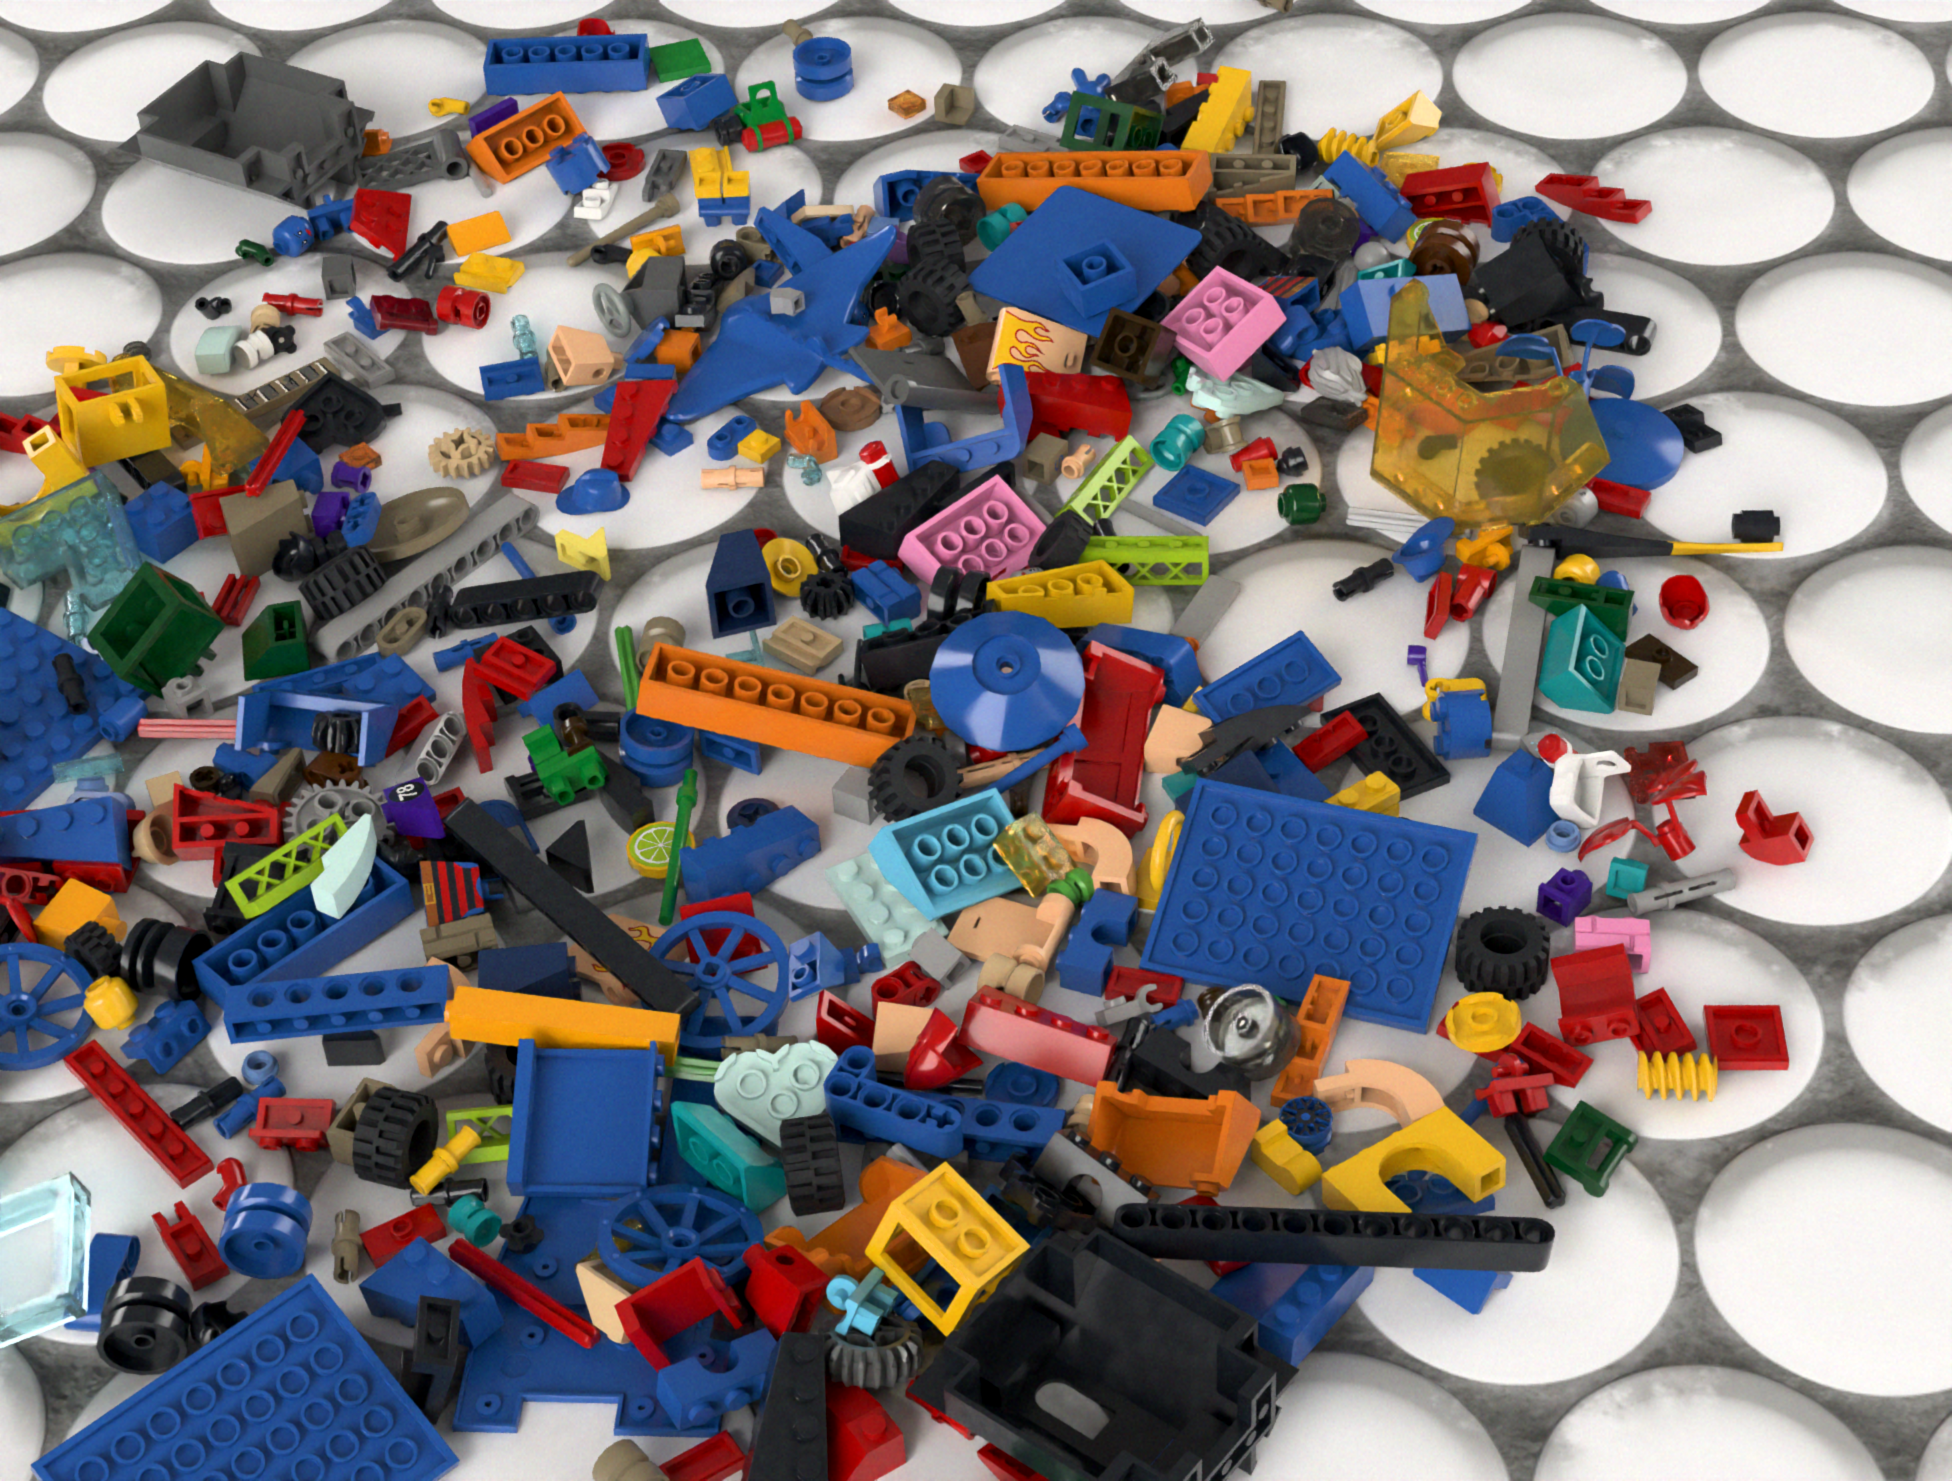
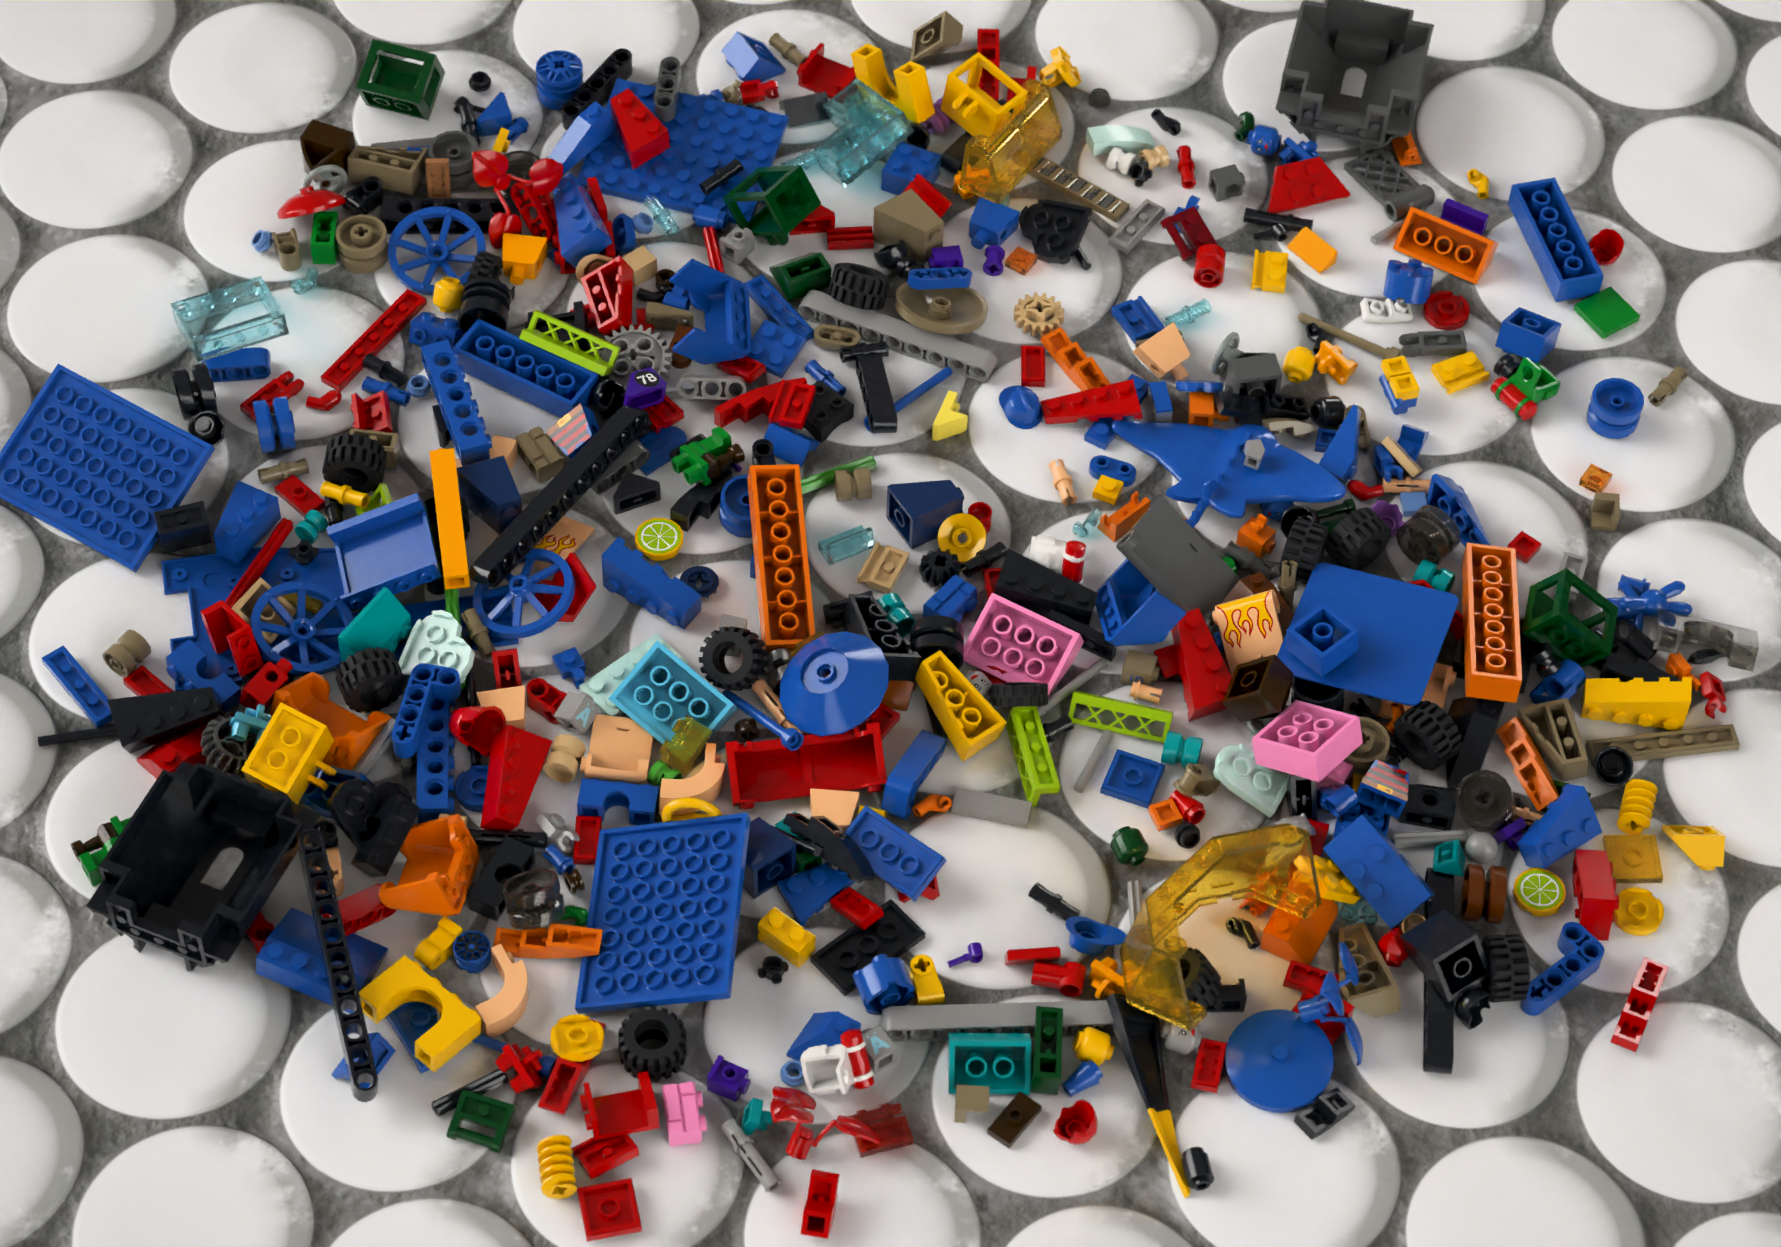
camera: 70 degrees right, 10 degrees up
(274, 453) = (976, 204): red axle -> none
(337, 731) = (707, 322): black gear -> none
(345, 869) = (566, 368): light aqua slope -> none
(686, 800) = (703, 538): green bar -> none
(813, 967) = (539, 642): blue slope -> none

